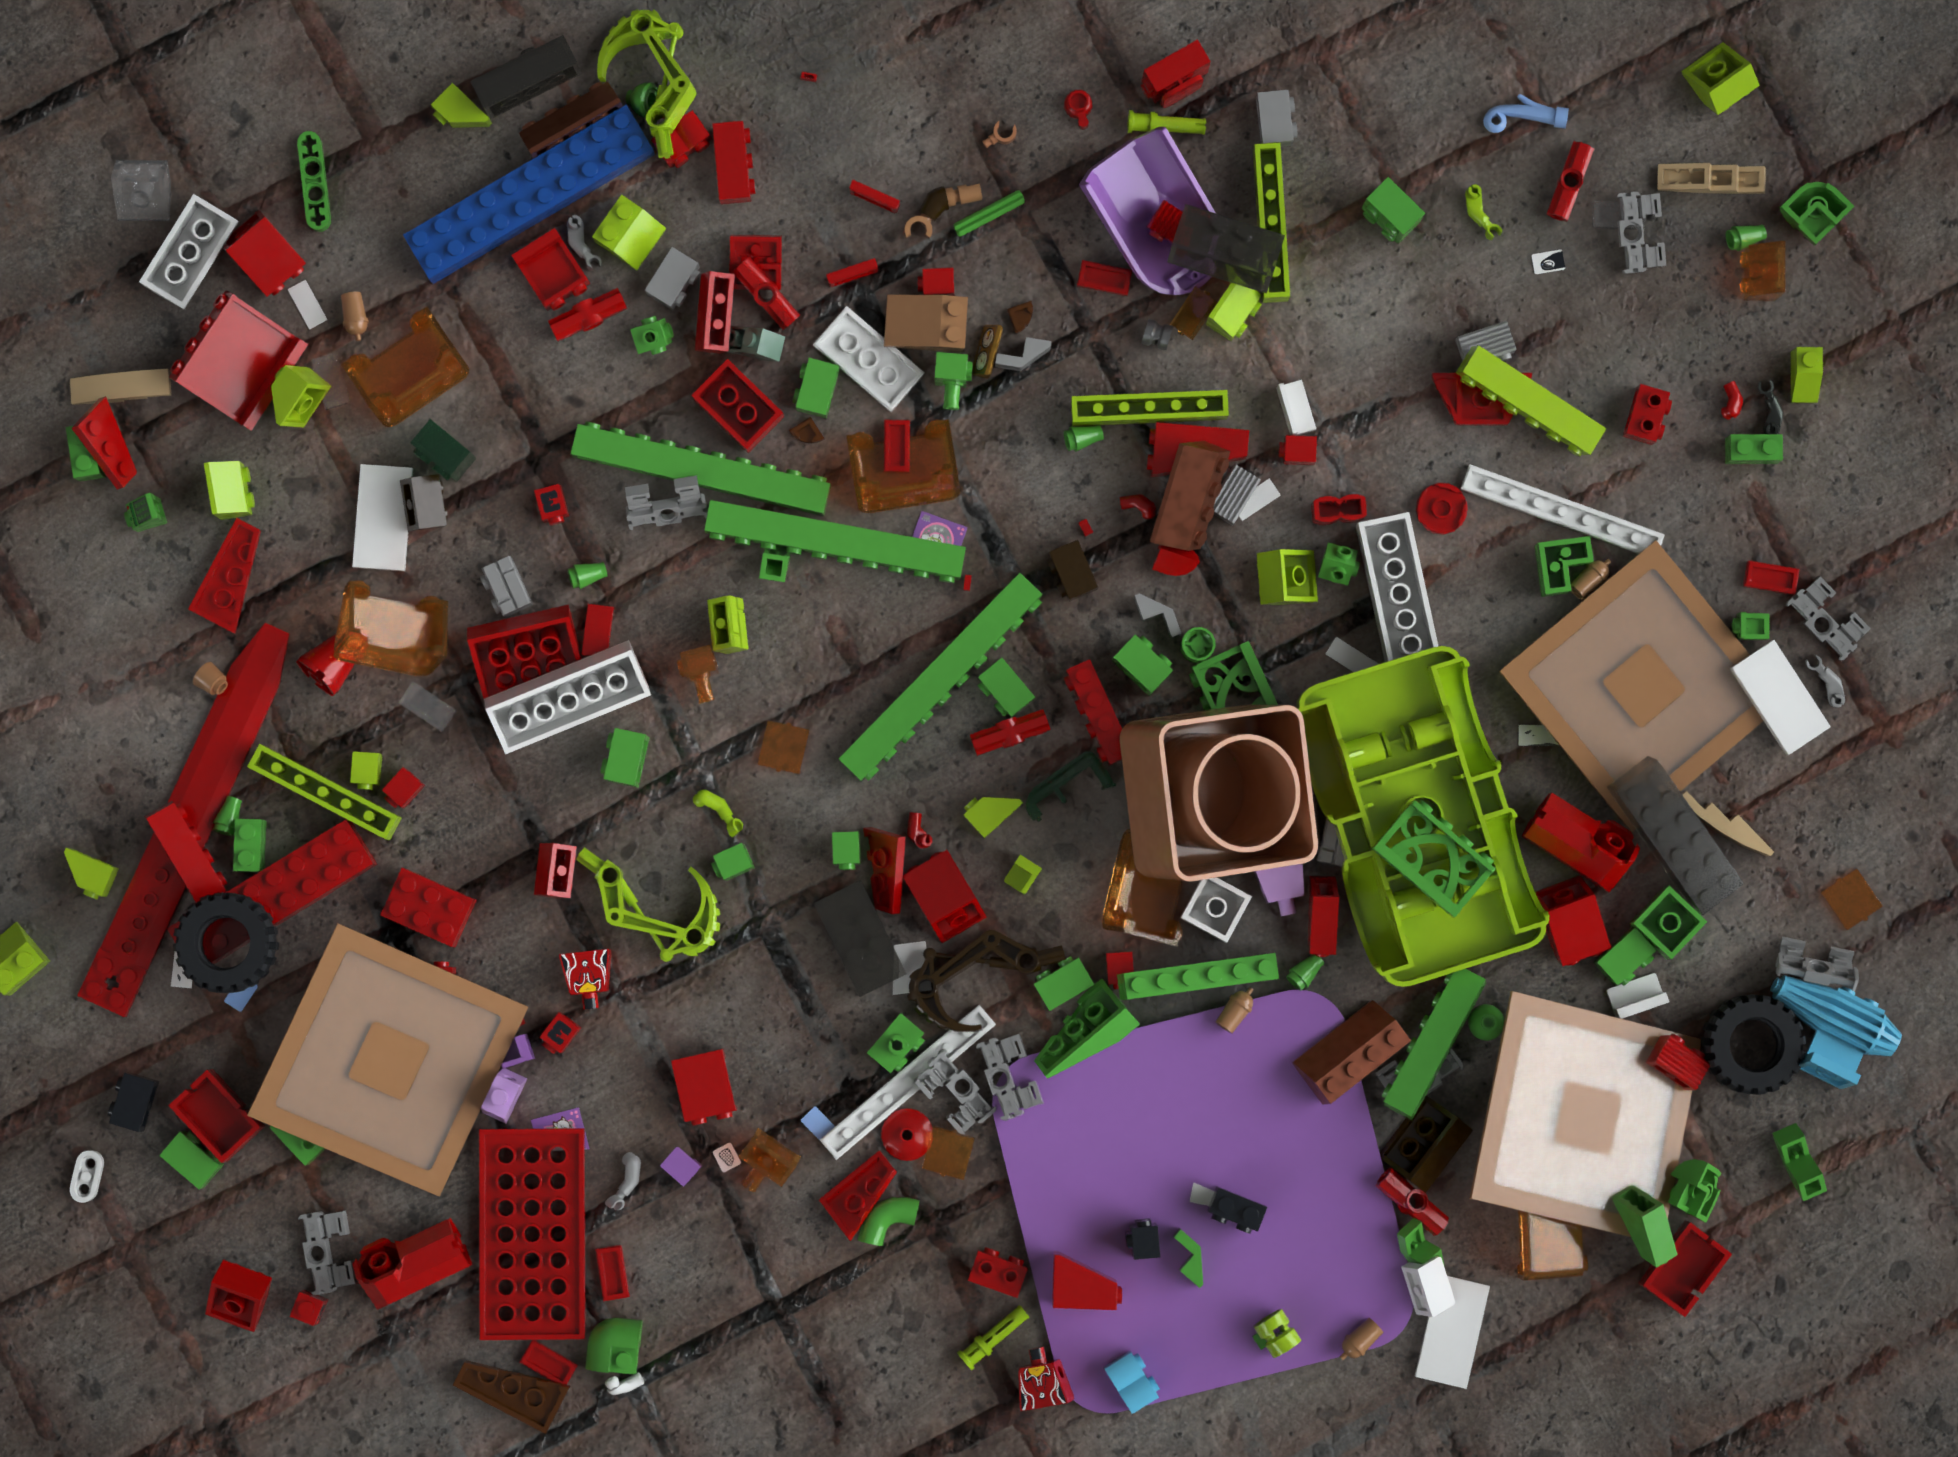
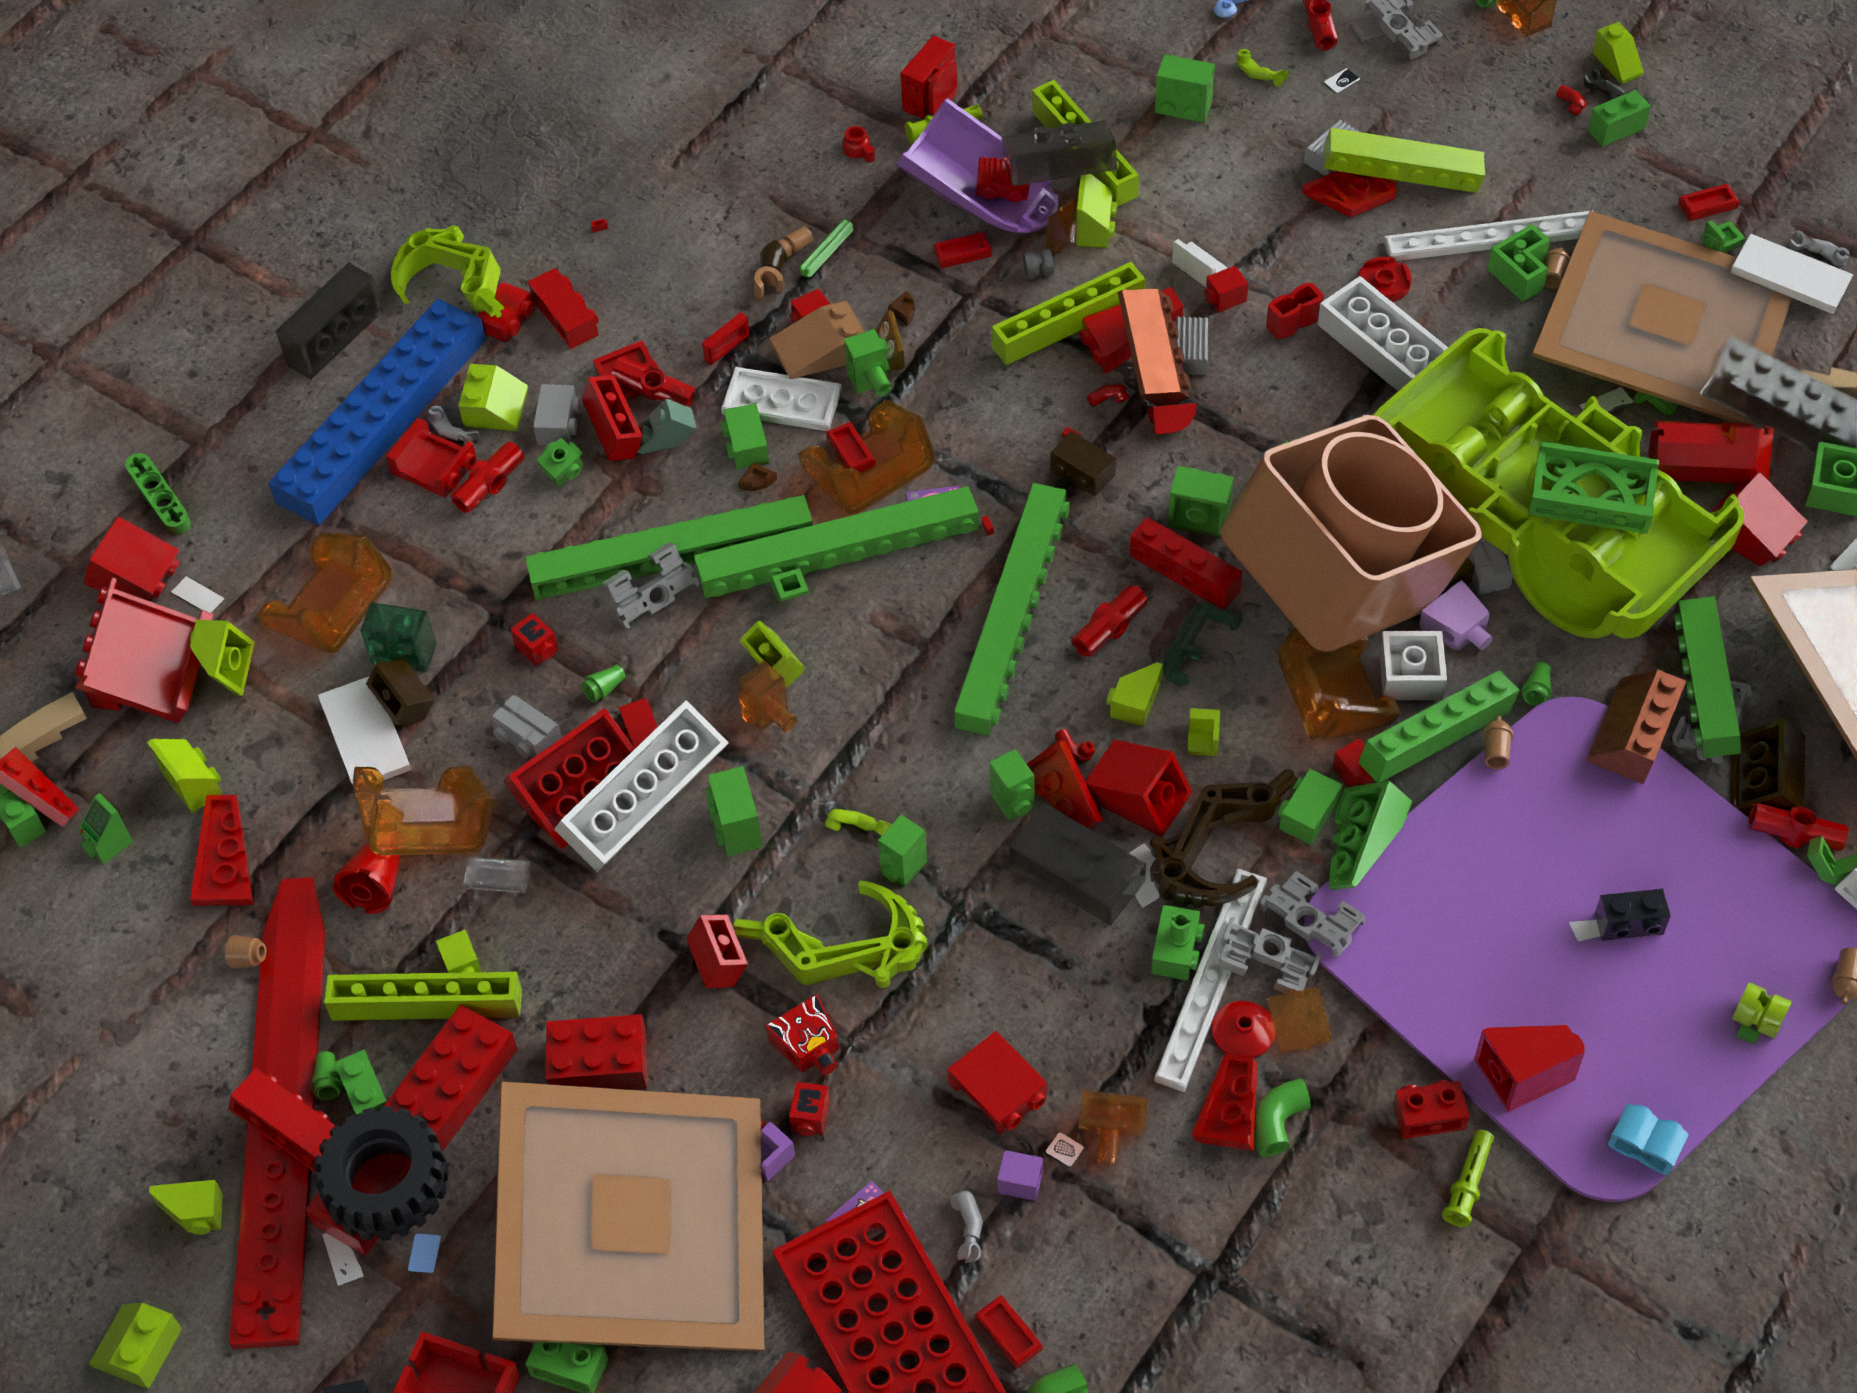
camera: 25 degrees left, 30 degrees down
(188, 251) = (49, 592): white slope -> none
(354, 314) = (249, 575): medium nougat piece -> none
(402, 788) = (509, 953): red brick -> none
(458, 110) = (278, 377): lime slope -> none
(503, 1095) = (780, 1197): lavender torso -> none
(570, 119) = (388, 333): copper slope -> none
(642, 98) = (451, 293): bright green brick -> none
(738, 406) = (677, 478): red brick -> none
(783, 747) = (891, 741): clear orange piece -> none
(817, 1123) = (1141, 1066): light blue sticker -> none
(874, 196) = (712, 276): red tile -> none
(995, 138) = (801, 195): nougat piece -> none
(1005, 688) = (1081, 585): bright green brick -> none
(1033, 350) = (922, 338): light grey slope -> none
(1043, 1382) = (1556, 1190): red torso -> none
(1081, 437) = (1020, 366): bright green cone -> none
(1143, 1239) = (1562, 985): black brick -> none
(1150, 609) = (1168, 459): light grey slope -> none
(1193, 1265) = (1630, 993): bright green slope -> none
(1197, 645) = (1240, 462): bright green wheel -> none
(1261, 497) = (1217, 343): white sticker -> none
(1274, 117) = (1031, 72): light grey brick -> none
(1287, 577) = (1283, 384): lime slope -> none
(1323, 915) = (1521, 626): red slope -> none
(1339, 564) = (1316, 348): bright green brick -> none
(1486, 1022) = (1742, 646): bright green brick -> none
(1625, 957) = (1824, 529): bright green brick -> none
(1646, 414) = (1509, 135): red brick -> none
(1838, 639) = (1757, 203): light grey piece -> none

